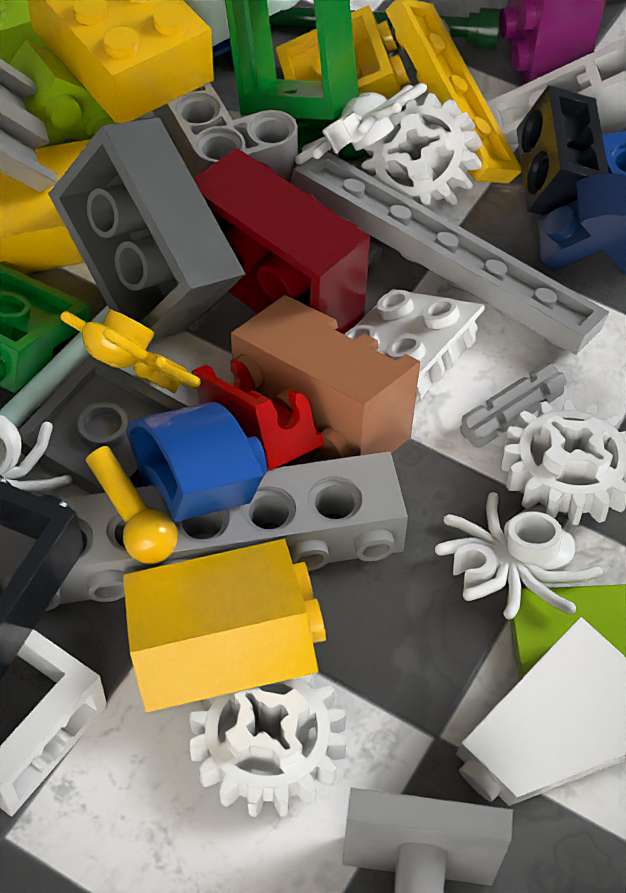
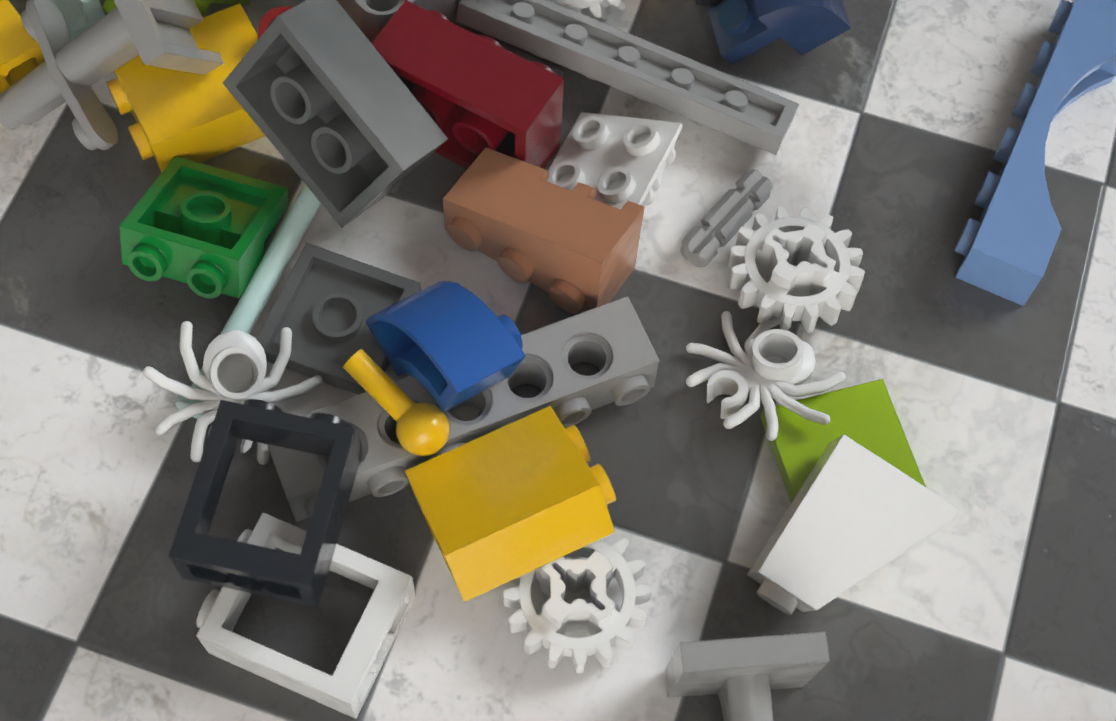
camera: 15 degrees left, 10 degrees up
(124, 343) = (343, 233): yellow animal -> none
(280, 431) = (500, 287): red hinge -> none

